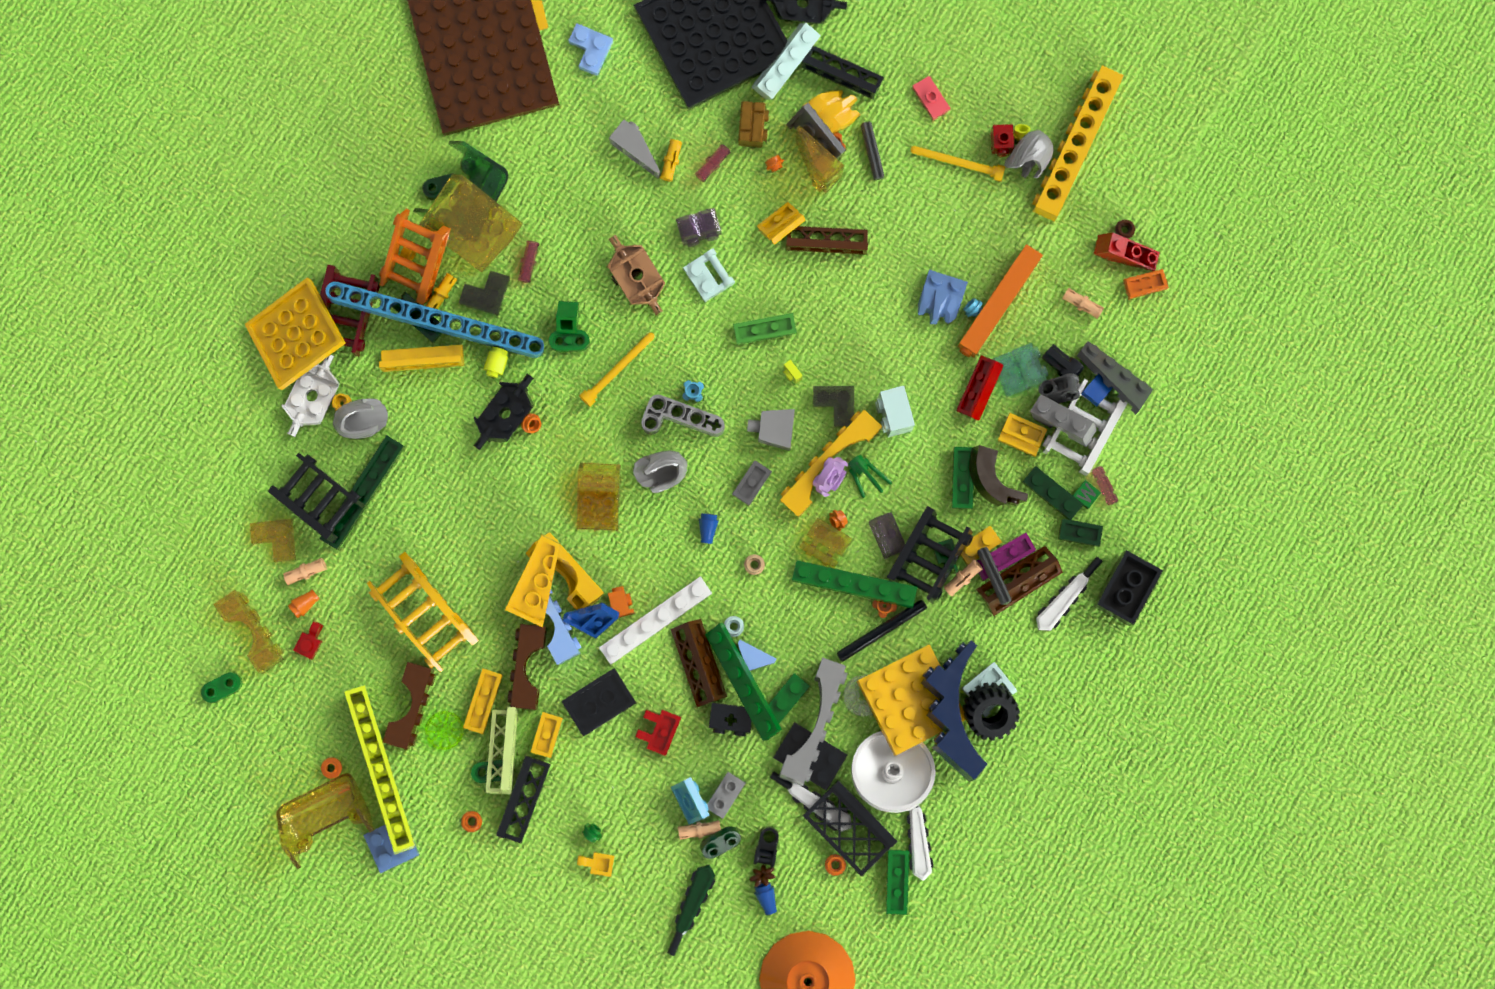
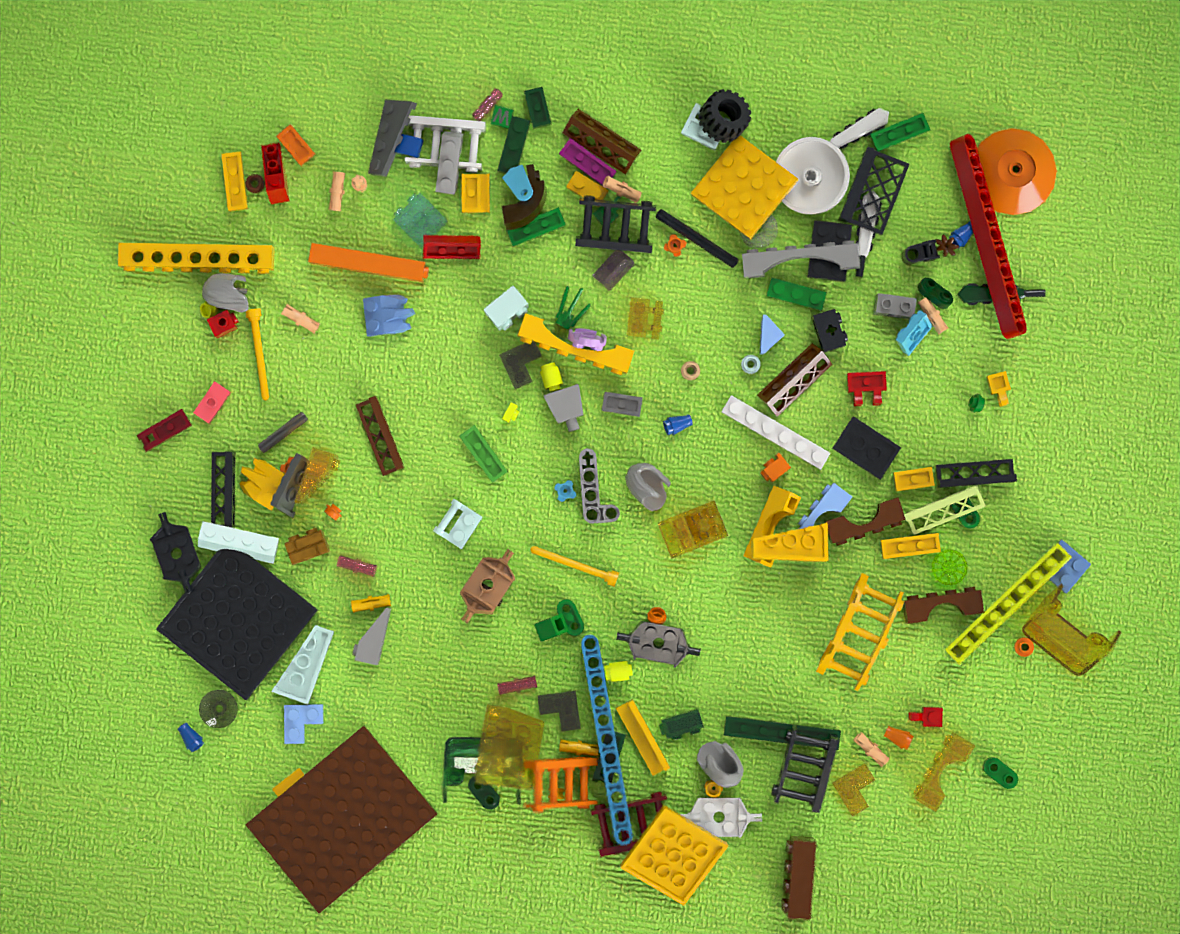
camera: 110 degrees left, 5 degrees up
(220, 446) = (800, 877): none -> reddish brown brick
(417, 400) = (681, 723): none -> clear green brick
(466, 826) = (1019, 506): orange plate -> none
(592, 619) = (801, 484): blue wing -> none
(635, 69) = (303, 671): none -> light aqua wing
(699, 227) = (420, 551): brick -> none
(743, 682) = (795, 333): green plate -> none
(752, 921) = (988, 236): none -> red beam
(781, 223) = (384, 481): yellow plate -> none
(809, 426) = (551, 377): none -> neon yellow brick
(838, 519) = (620, 316): orange plate -> none
(842, 864) = (911, 184): orange plate -> none
(854, 584) = (669, 278): green plate -> none
(924, 43) = (164, 430): none -> dark red plate
(953, 743) = (720, 163): dark blue arch -> none
(973, 307) = (383, 283): medium azure plate -> none
(974, 214) = (300, 318): none -> light nougat pin
(994, 576) = (609, 163): dark grey axle -> none
(1013, 478) = (518, 182): none -> medium azure piece
(1059, 605) = (608, 99): white sword -> none
(1061, 362) = (399, 181): black piece -> none
(1061, 388) = (420, 174): dark grey piece -> none
(1081, 326) = (359, 183): none -> light nougat axle
(1128, 588) = (568, 47): black brick -> none
(1135, 211) = (234, 181): none -> yellow plate

